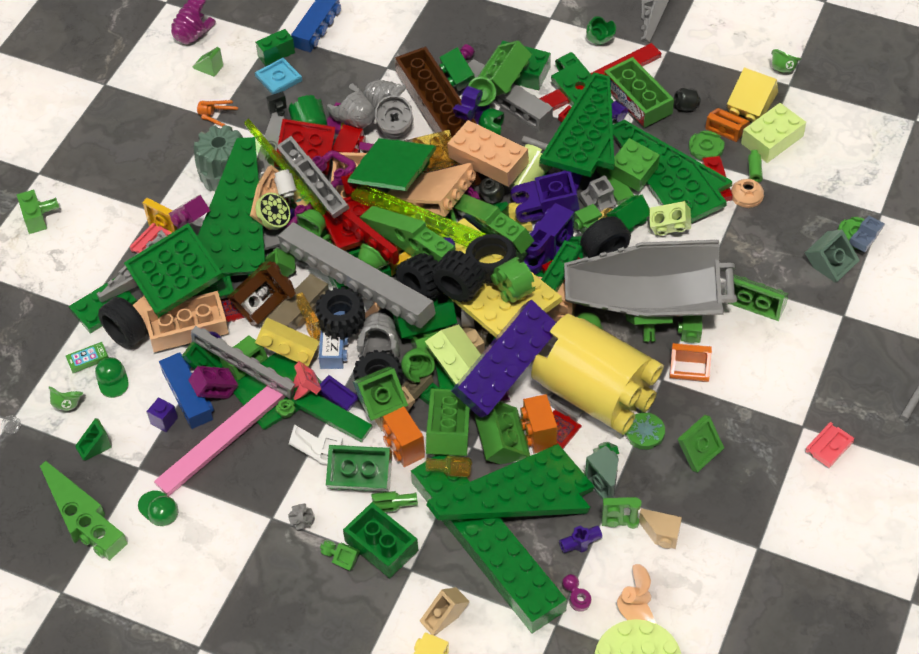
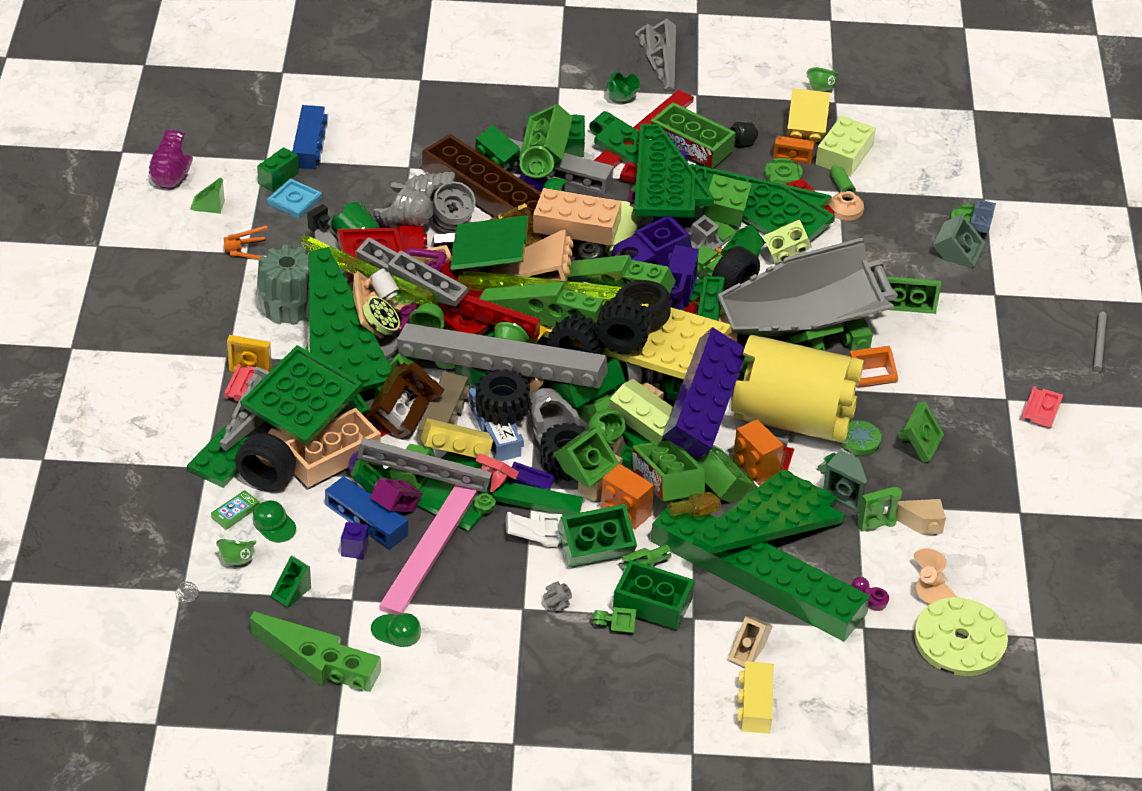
camera: 25 degrees left, 10 degrees down
(34, 210) = (93, 383): bright green brick -> none
(189, 211) = (289, 335): magenta brick -> none
(311, 319) = (472, 410): clear yellow tile -> none
(470, 99) = (530, 176): dark purple leg -> none
(513, 280) = (681, 316): bright green brick -> none
(580, 539) = (850, 545): dark purple axle -> none

